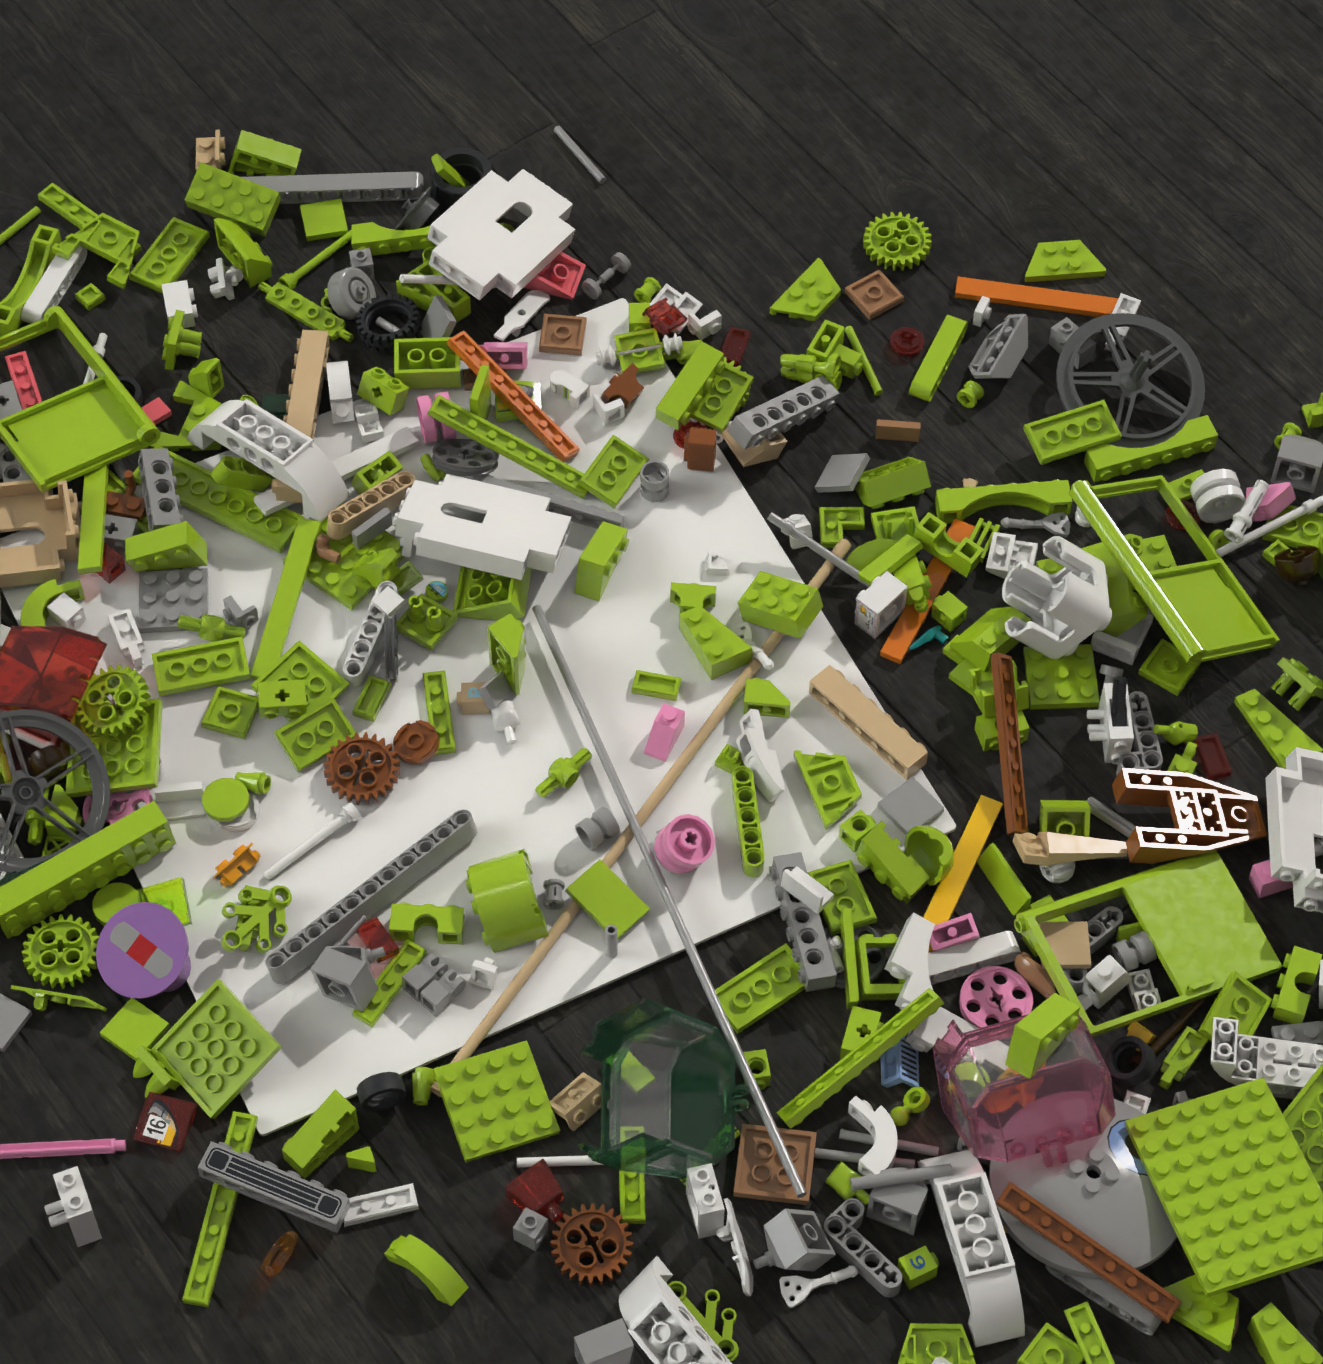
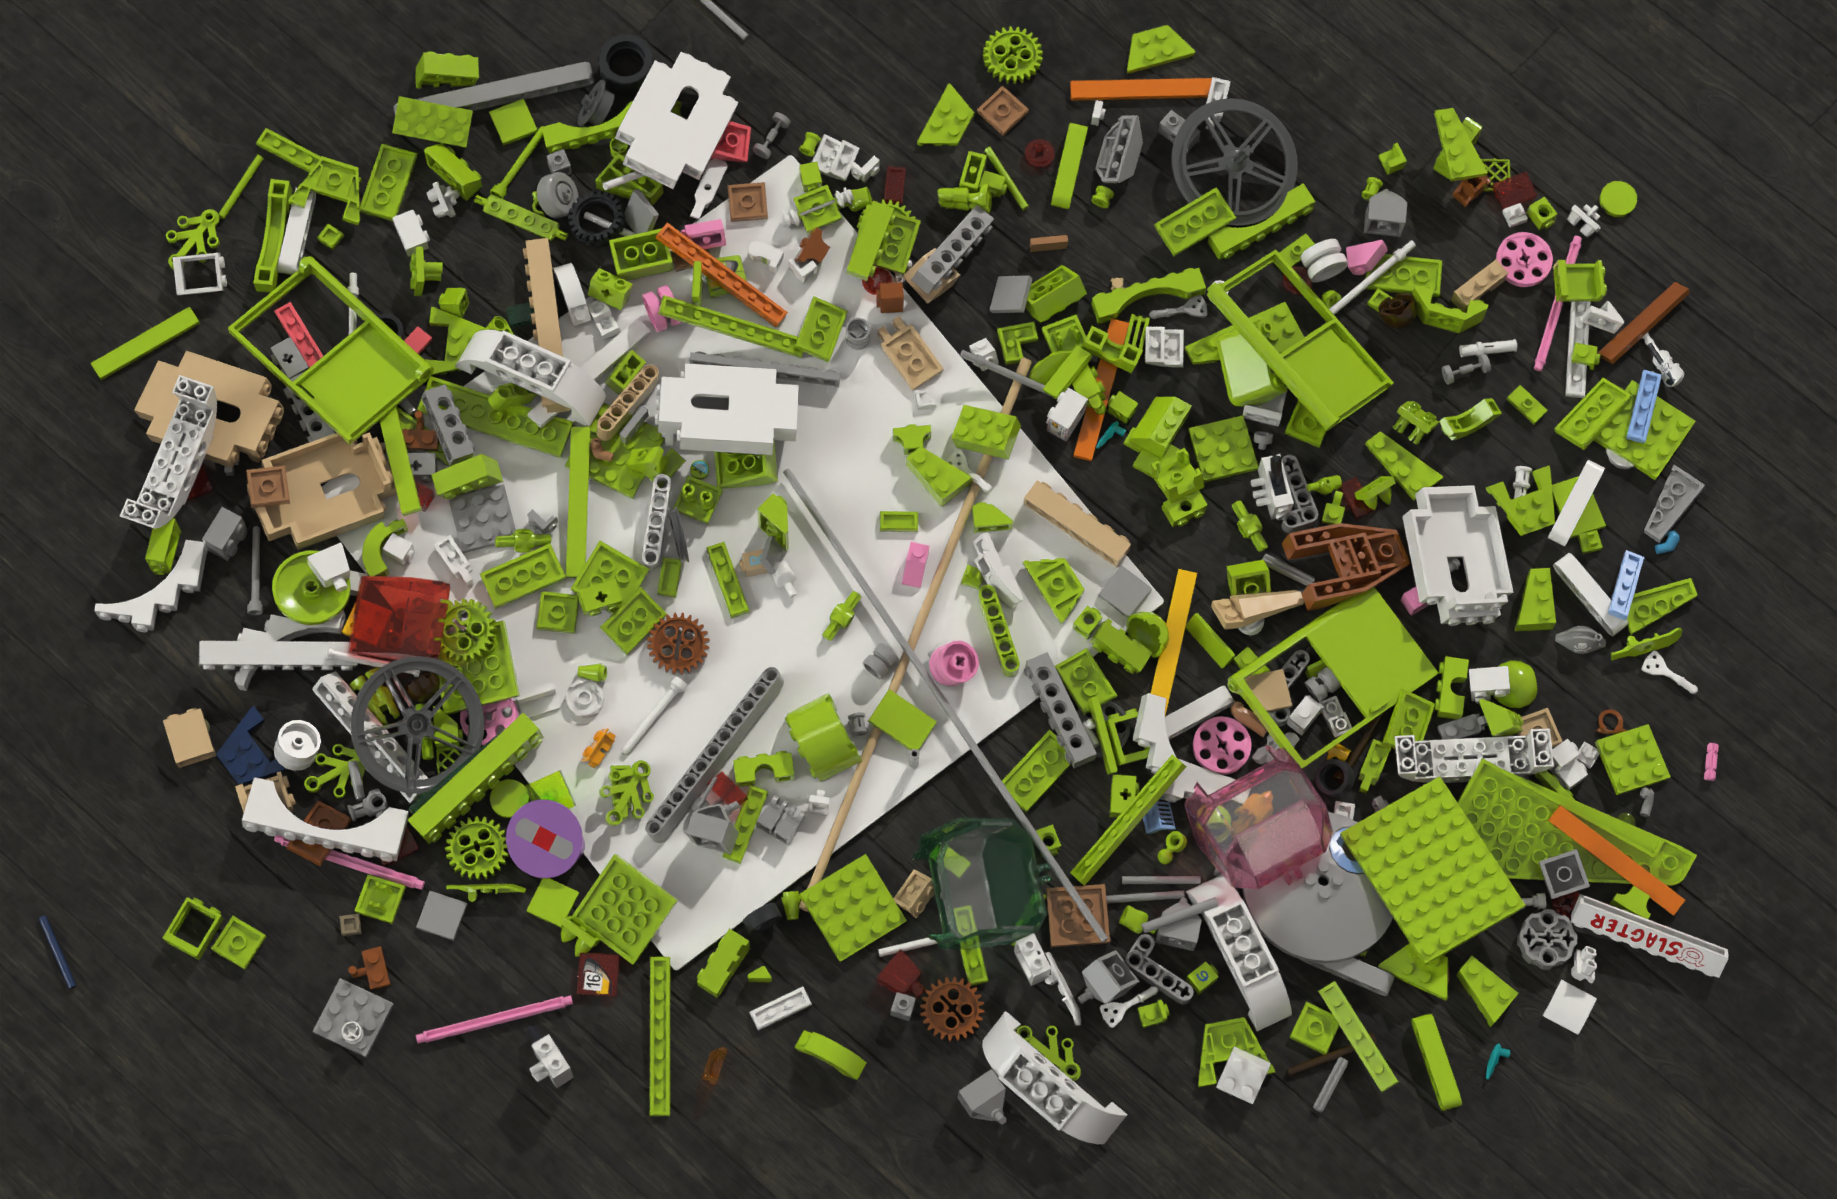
camera: 15 degrees left, 15 degrees up
(210, 150) = (395, 73): tan bracket -> none
(225, 799) = (575, 693): lime tile -> none
(273, 1186) = (698, 1013): brick -> none
(388, 601) = (666, 494): white tile -> none
(416, 742) = (716, 611): dark orange tile -> none
(429, 467) = (665, 353): lime arm -> none
(448, 172) = (618, 64): lime tile -> none
(451, 453) = (688, 344): dark grey wedge -> none
(600, 560) = (829, 416): lime wedge -> none
(664, 316) = (832, 172): clear red plate -> none
(710, 514) = (909, 354): none -> tan tile
(806, 889) = (1059, 685): white panel -> none
(846, 1300) = (1153, 1014): none -> lime bracket
(884, 1135) = (1158, 880): white arch -> none
(954, 932) = (1180, 697): bright pink slope -> none
(1009, 744) = (1194, 524): dark orange tile -> none
(1041, 1034) = (1270, 788): lime wedge -> none
(1062, 605) = (1218, 390): white piece -> none
(1077, 763) = (1249, 526): none -> lime axle
(1088, 1252) = (1330, 945): dark orange tile -> none
(1243, 518) = (1348, 280): white pin -> none
(1246, 748) = (1378, 487): none -> lime tile

